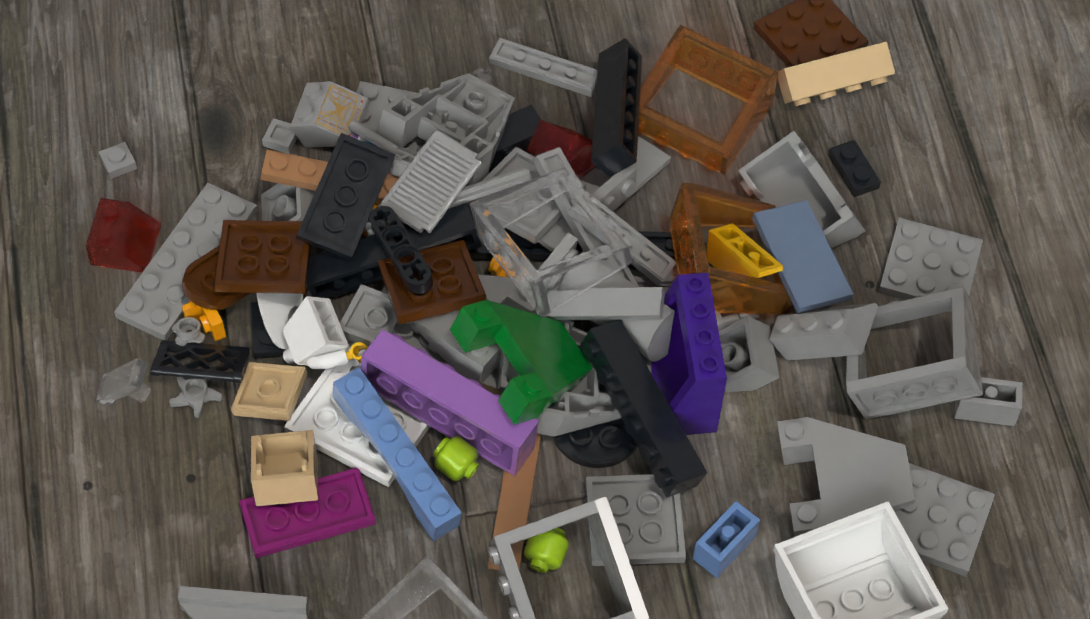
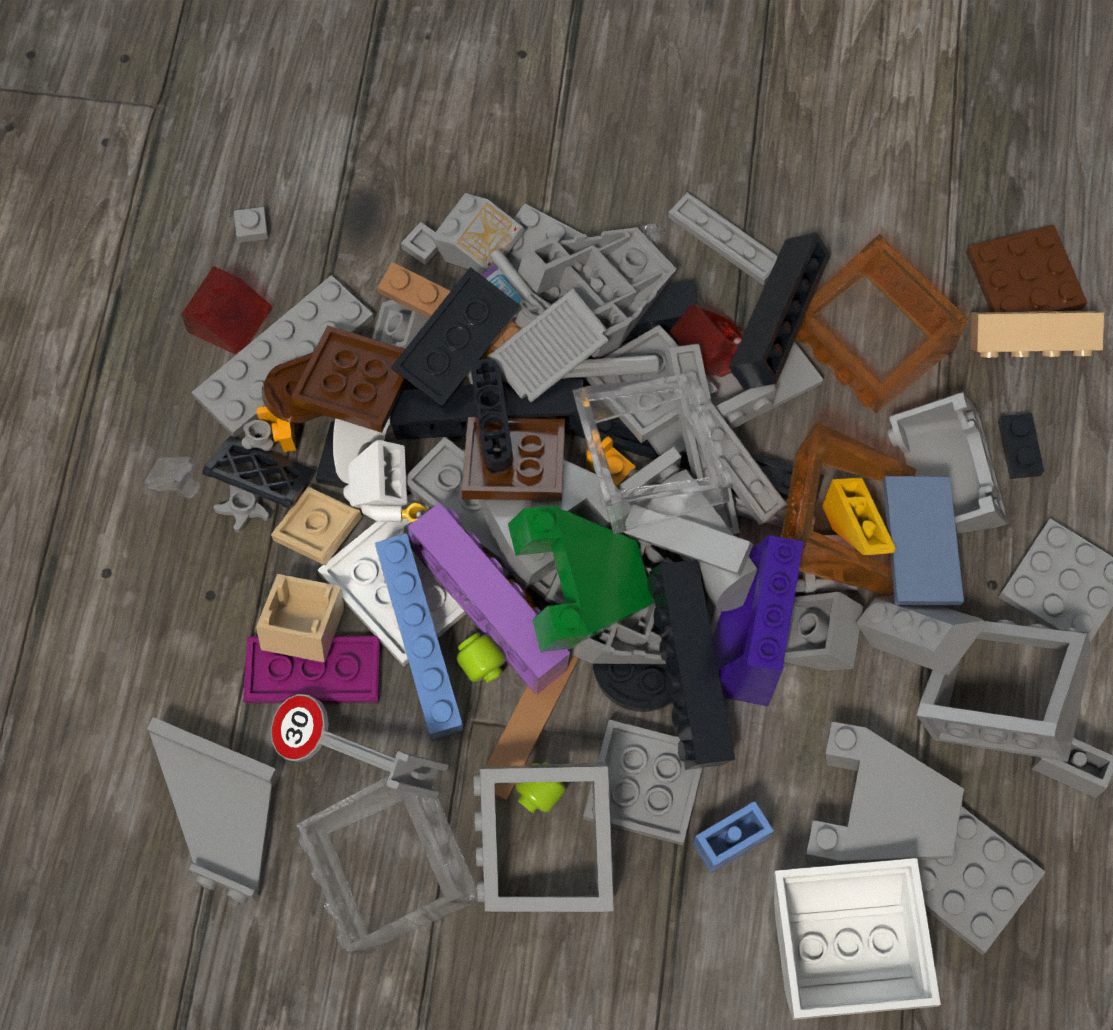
camera: 20 degrees right, 10 degrees up
(318, 557) = (302, 729): none -> piece

